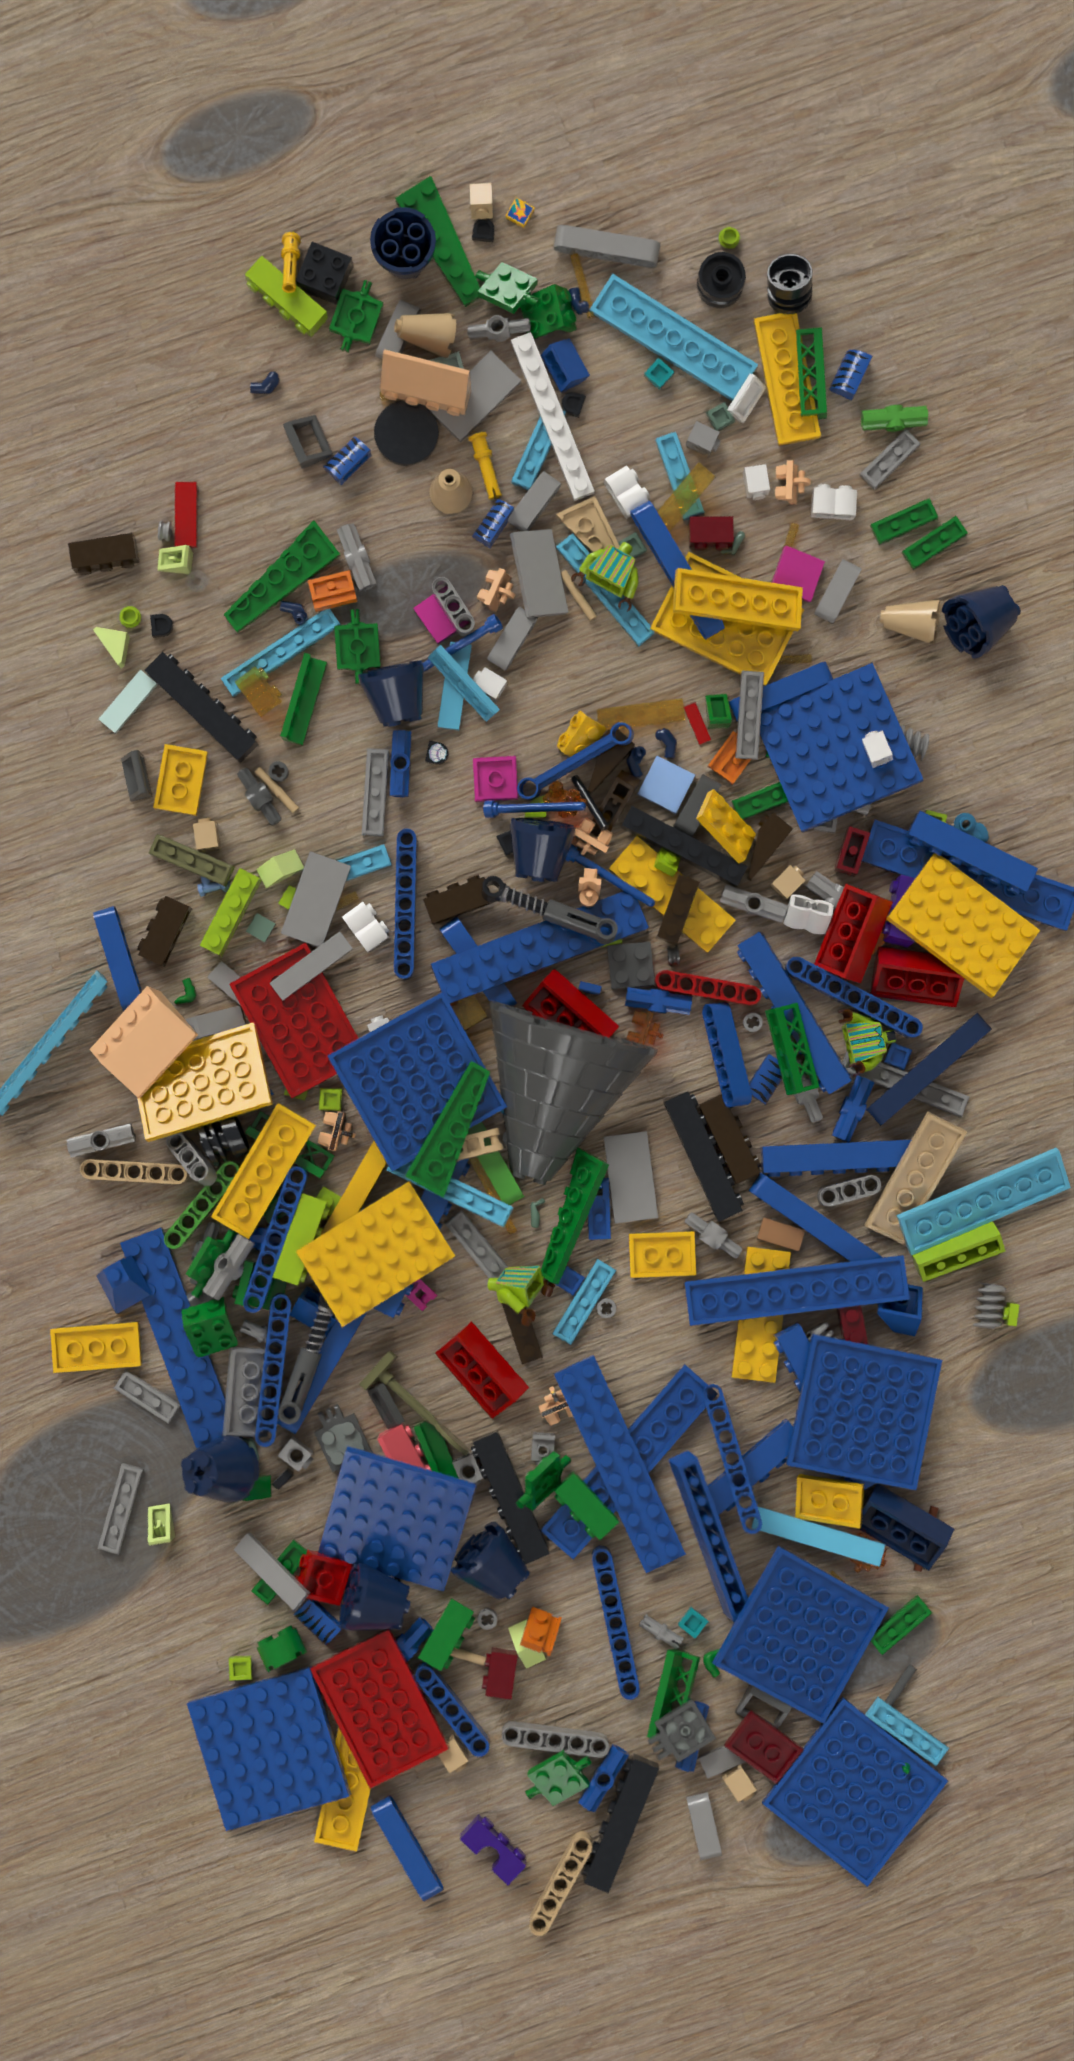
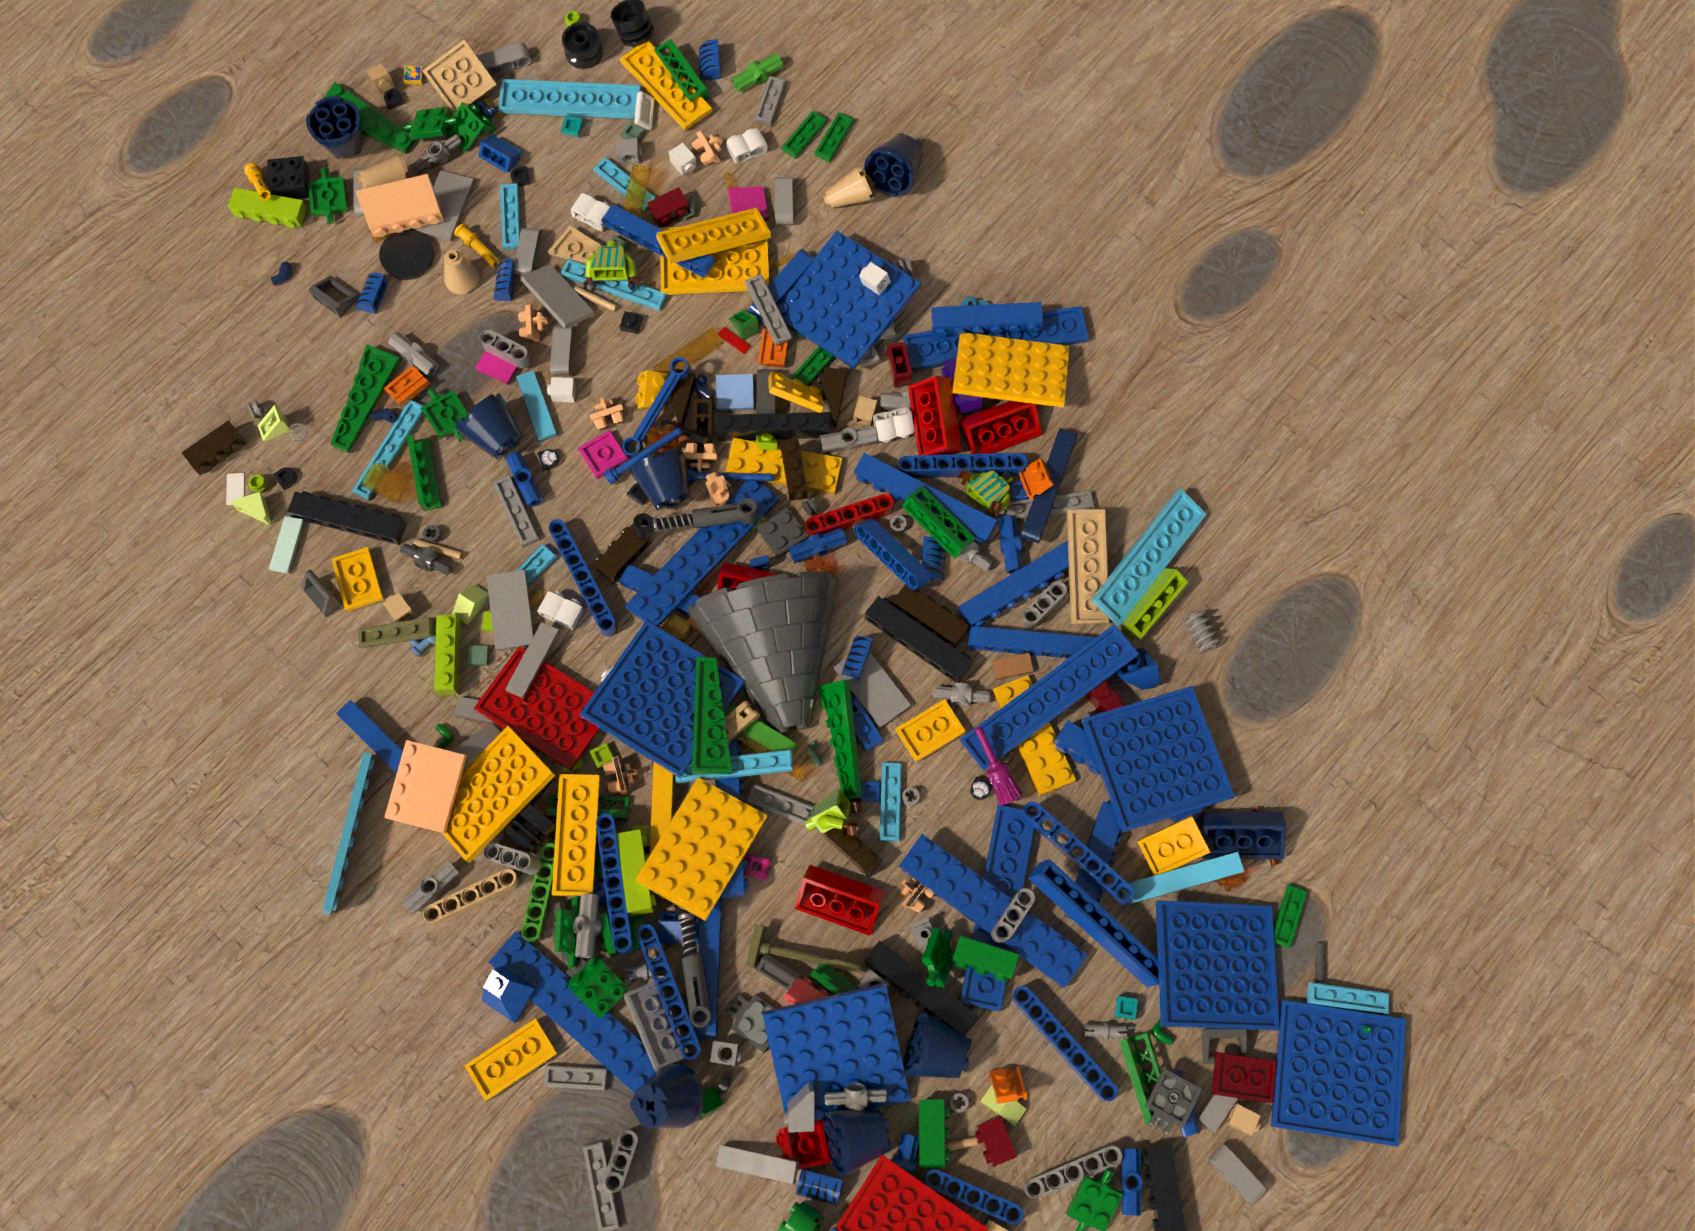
camera: 25 degrees left, 15 degrees down
(104, 608) = (235, 487): none -> white sticker
(144, 1508) = (627, 1153): none -> light grey beam
(160, 1524) = (642, 1179): yellowish green slope -> none
(164, 931) = (401, 697): dark brown brick -> none
(186, 514) = (265, 388): red tile -> none
(290, 1560) = (767, 1145): green tile -> none
(336, 1549) = (801, 1110): none -> light grey slope
(393, 1565) = (855, 1097): none -> light grey axle
(463, 683) = (541, 396): medium azure tile -> none
(491, 625) = (540, 345): blue piece -> none
(512, 736) = (615, 412): none -> light nougat hips
(552, 416) = (509, 189): white plate -> none
(566, 251) = (459, 76): none -> tan plate
(600, 644) = (630, 322): none -> black plate
(628, 1493) = (1021, 910): none -> light grey beam
(631, 1141) = (857, 657): none -> blue brick
(669, 740) = (716, 359): dark blue arm -> none
(677, 1338) = (980, 789): none -> tile
(703, 1339) = (999, 774): none -> magenta piece
(917, 1057) = (1036, 478): none -> orange plate
(1010, 1314) = (1222, 629): lime plate -> none

